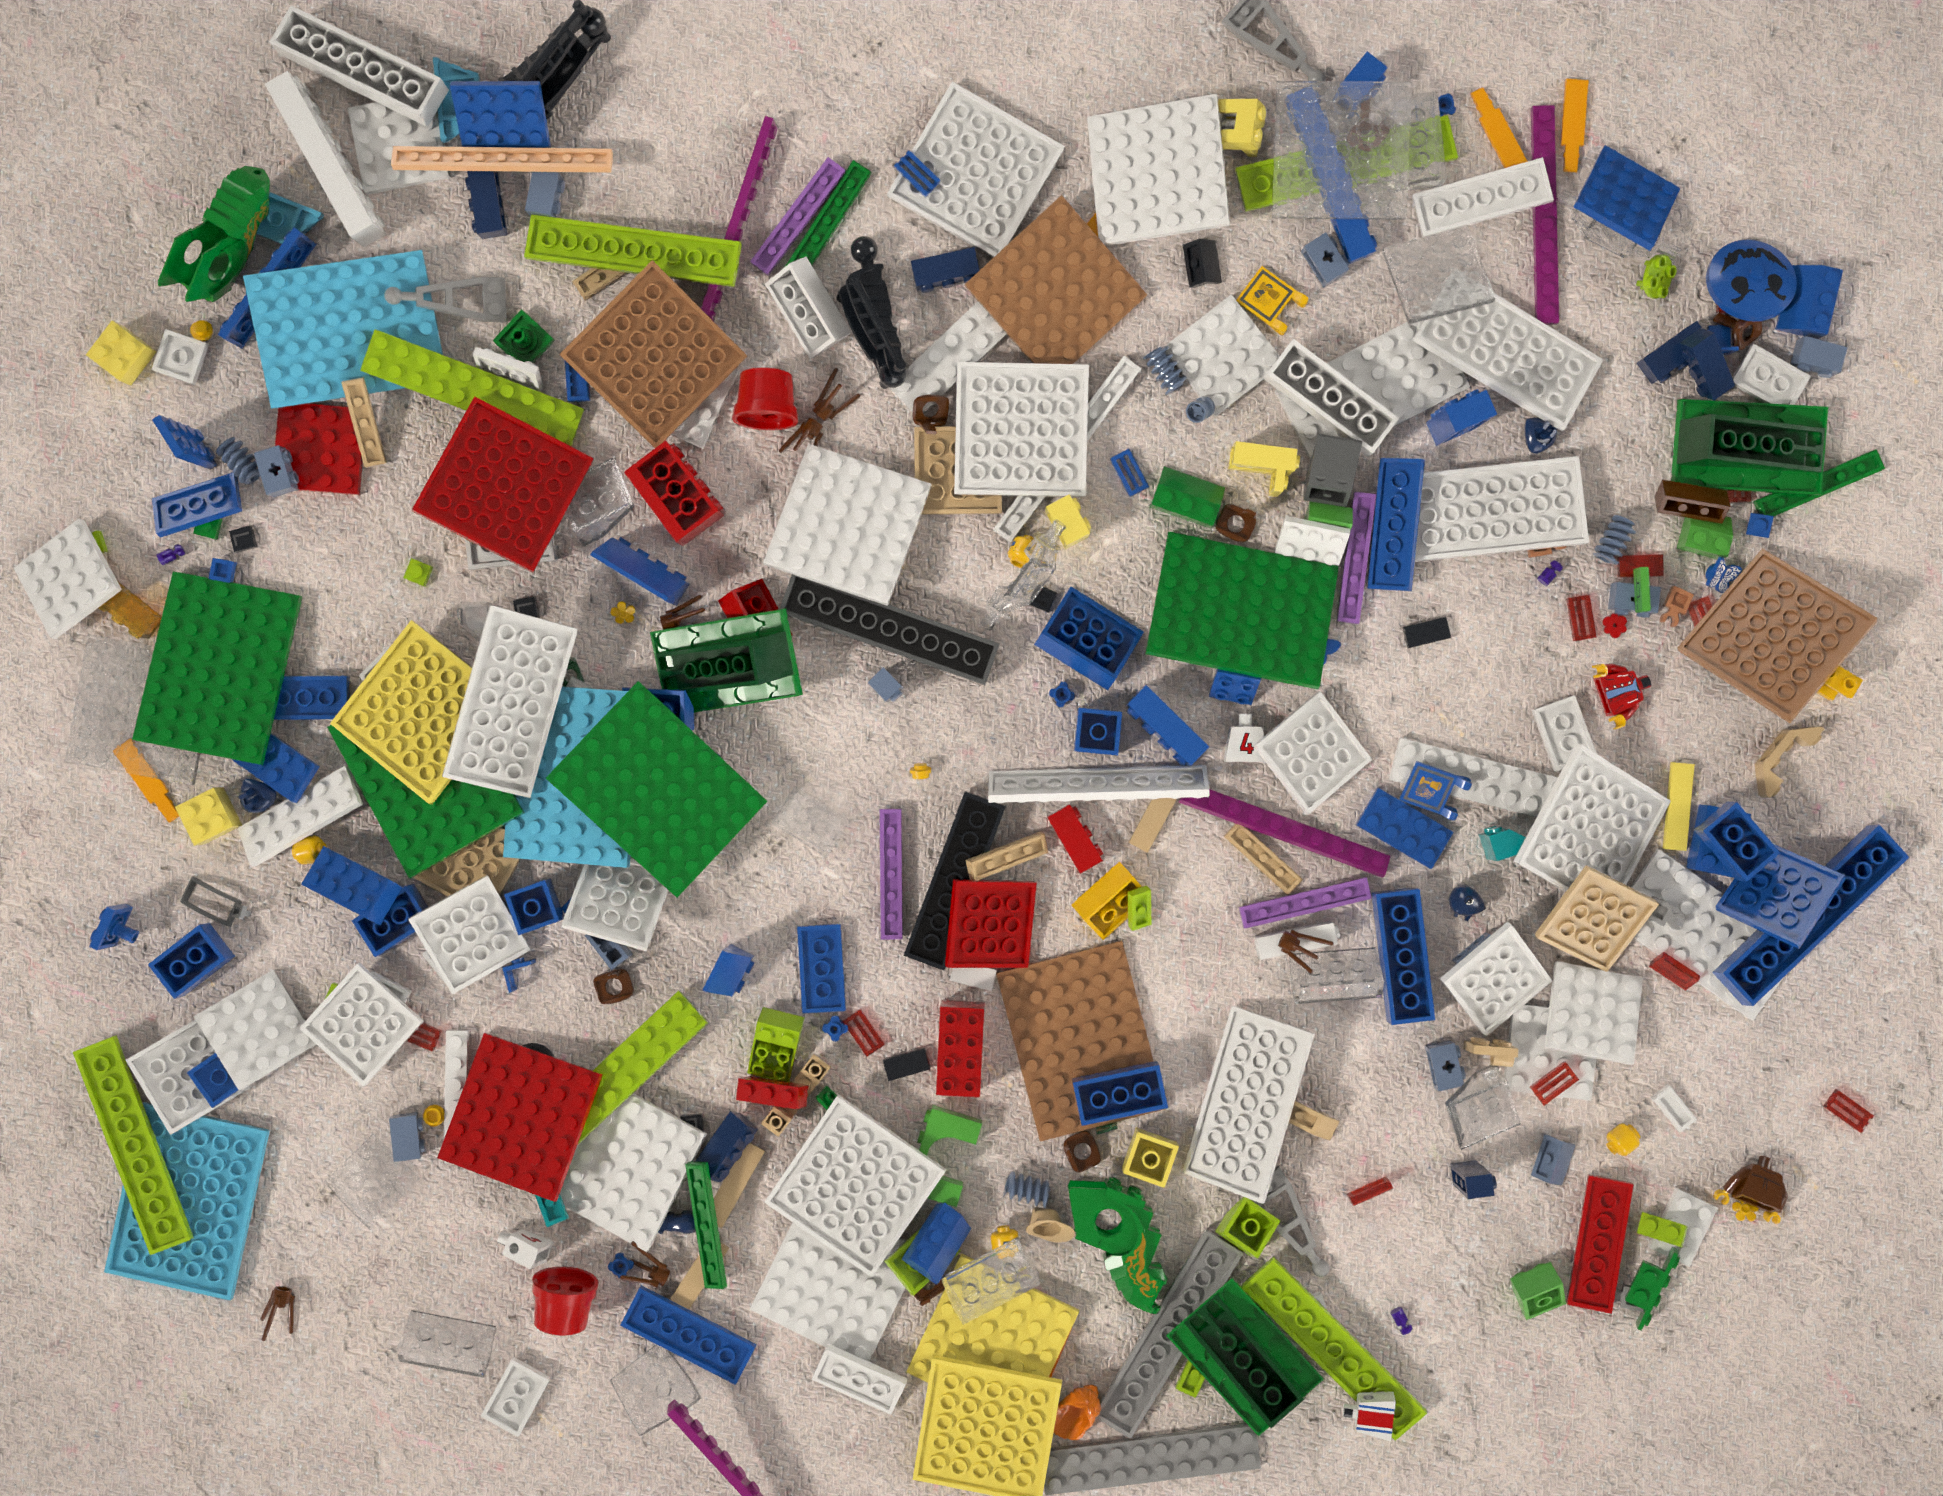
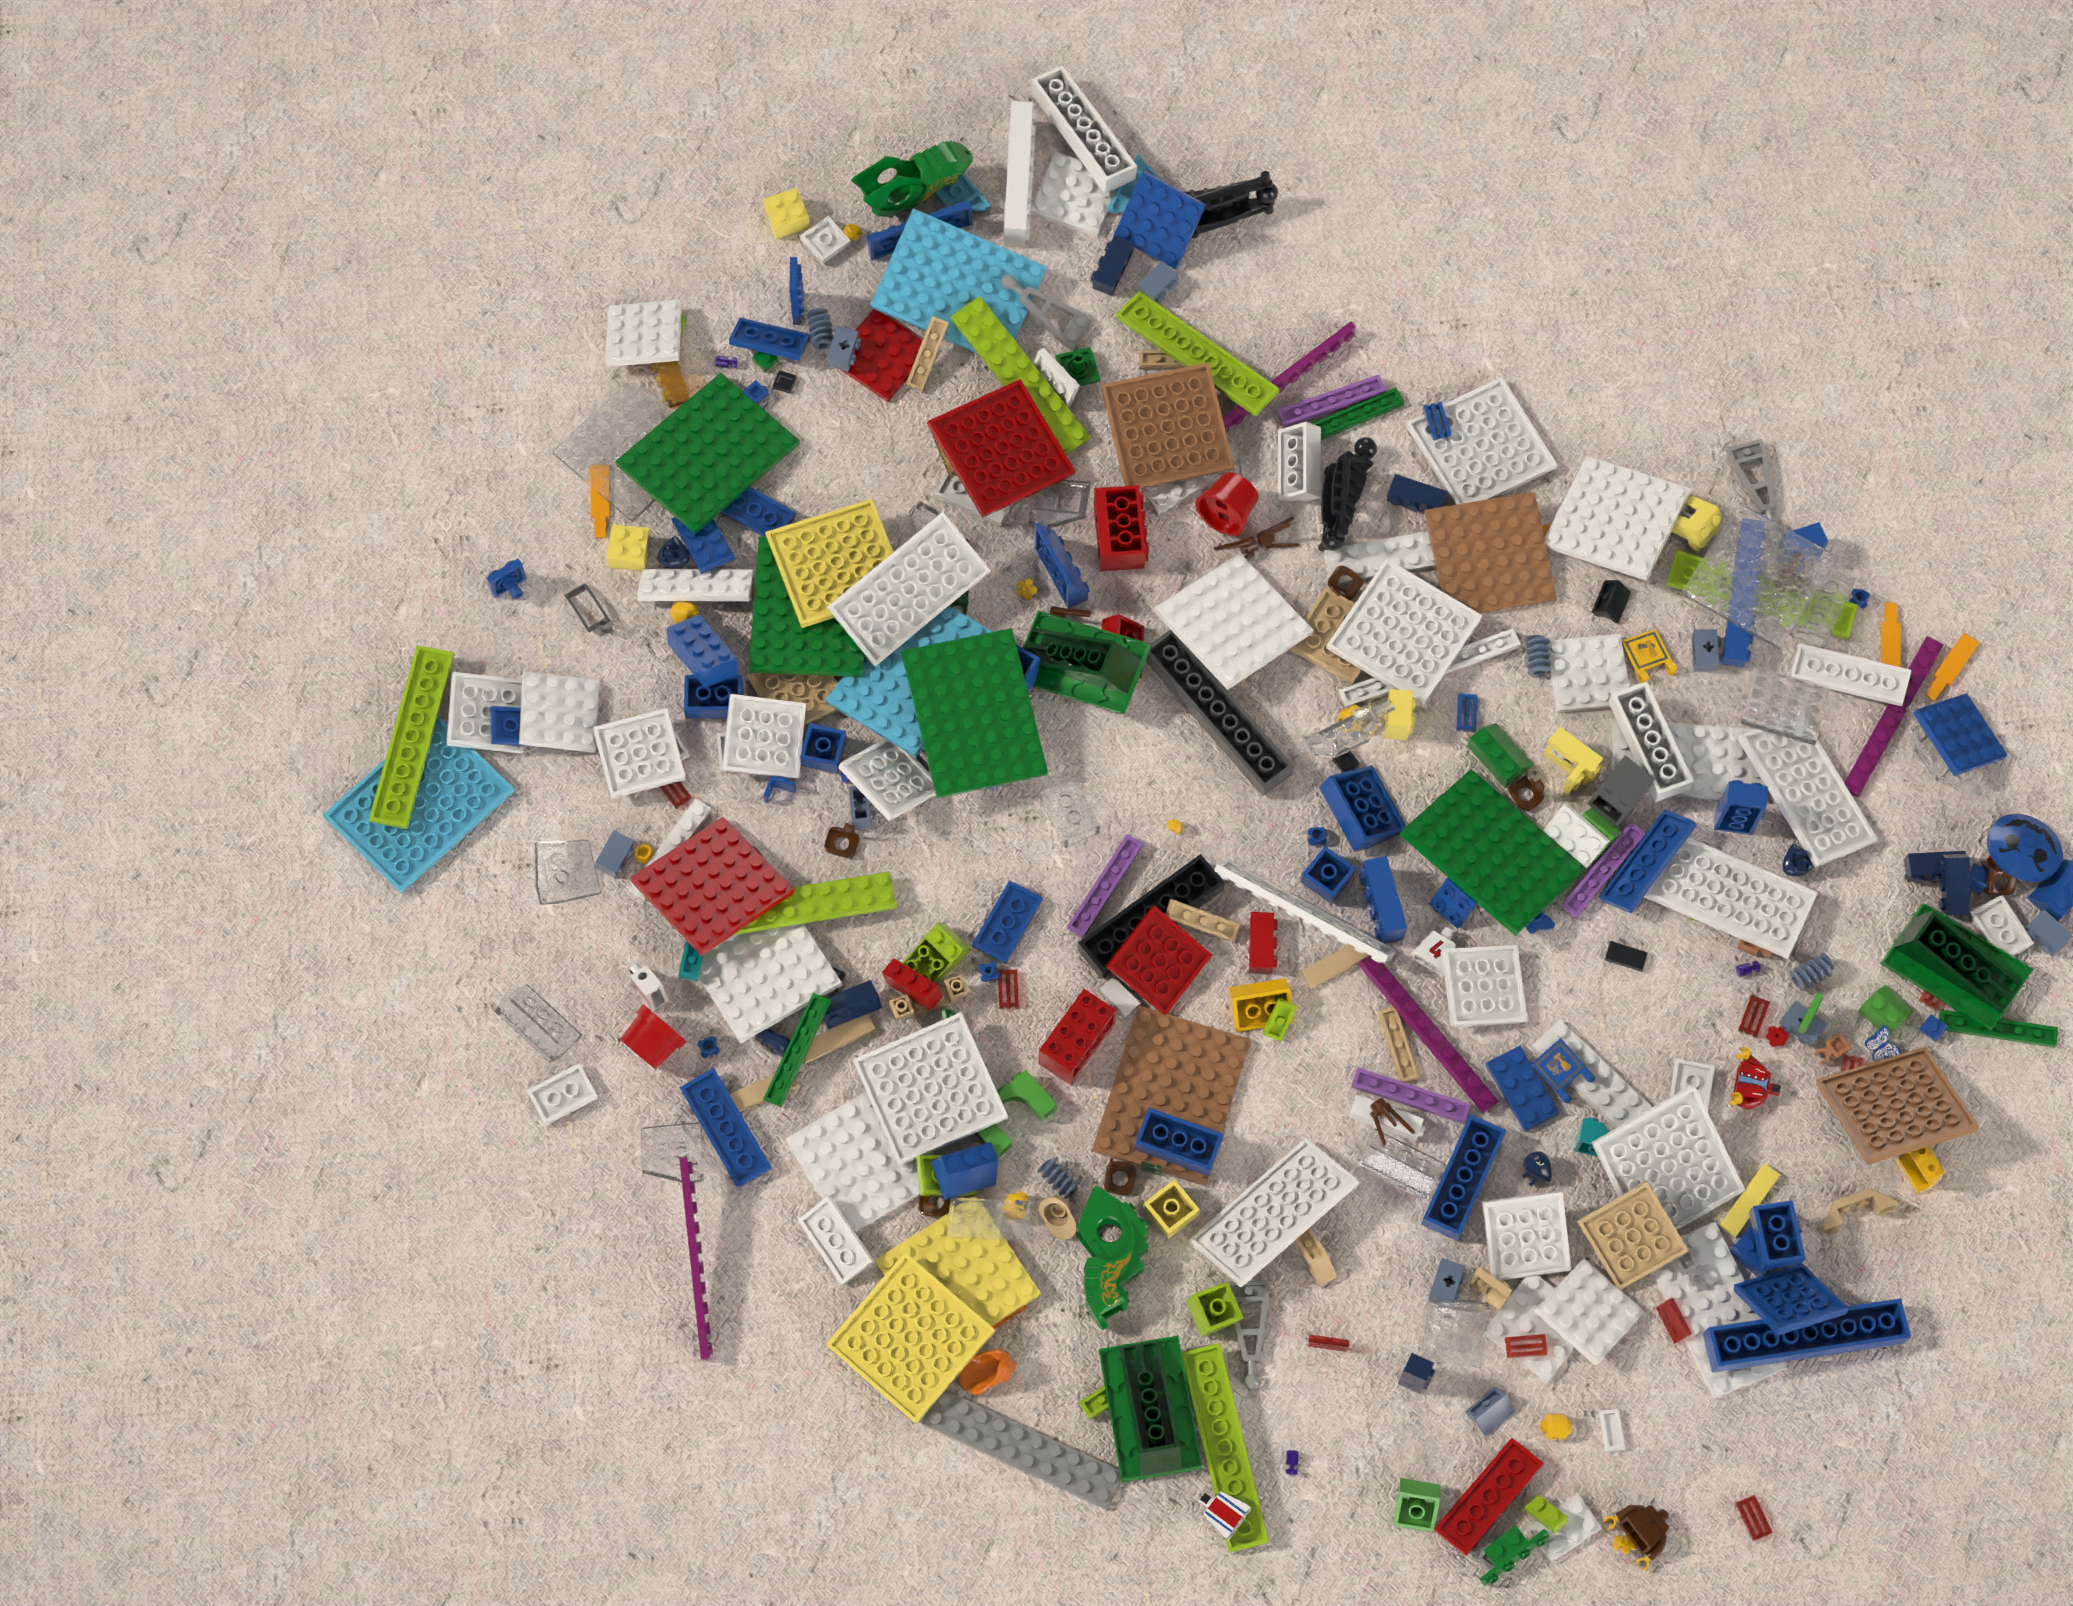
camera: 30 degrees right, 20 degrees down
(191, 960) = (546, 636): blue brick -> none
(279, 1298) = (437, 913): reddish brown plant -> none
(418, 572) = (894, 476): lime plate -> none
(502, 159) = (1144, 242): light nougat plate -> none
(577, 387) = (1097, 417): blue plate -> none
(658, 1274) = (733, 1067): reddish brown plant -> none
(729, 971) = (938, 876): blue slope -> none
(886, 685) = (1189, 748): sand blue brick -> none
(906, 1064) = (1025, 1031): black tile -> none
(1154, 1353) = (1082, 1365): light grey plate -> none
(1200, 409) = (1547, 697): sand blue wheel -> none
(1630, 562) = (1828, 1008): clear red tile -> none
(1657, 276) = (1956, 810): lime plate -> none
(1692, 501) = (1888, 978): reddish brown brick -> none

